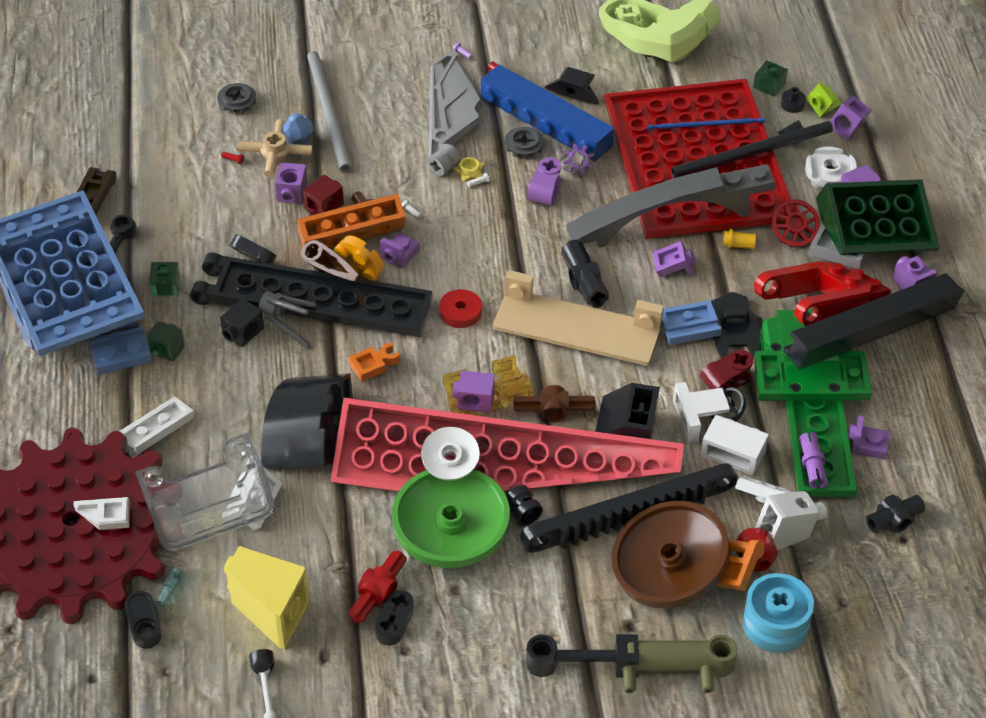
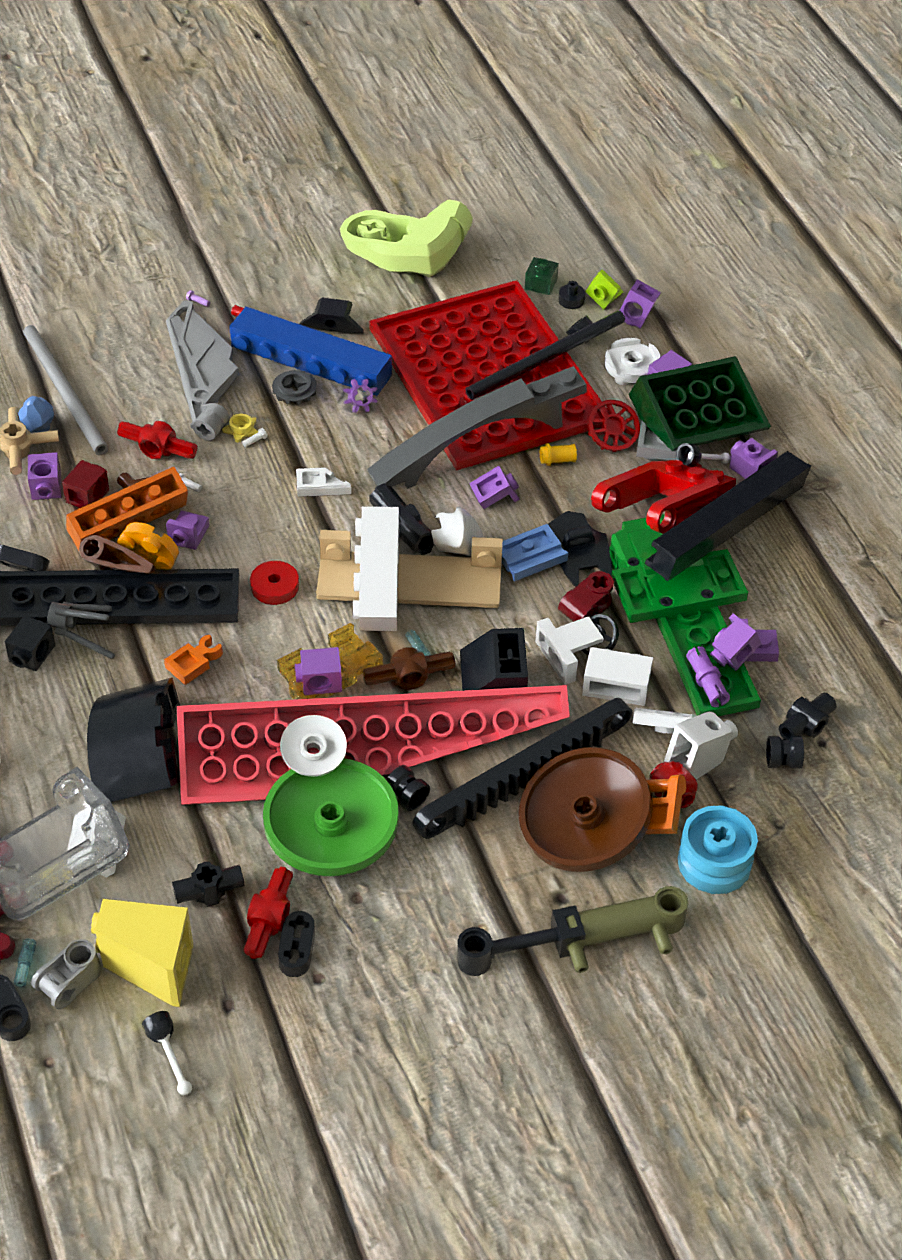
camera: 15 degrees left, 0 degrees up
(199, 603) = (65, 976): none -> light grey piece
(333, 552) = (208, 884): none -> black axle
(394, 168) = (157, 440): none -> red axle
(523, 228) = (320, 483): none -> white tile
(545, 182) = (331, 427): medium lavender piece -> none
(548, 313) = (378, 569): none -> white wedge
(568, 387) = (419, 645): none -> clear light blue pin
(626, 292) = (456, 532): none -> white hair
(706, 123) = (488, 334): blue piece -> none
(844, 436) = (735, 643): none -> medium lavender brick
(857, 258) = (693, 452): none -> black hinge
(865, 540) = (785, 752): none -> black wheel

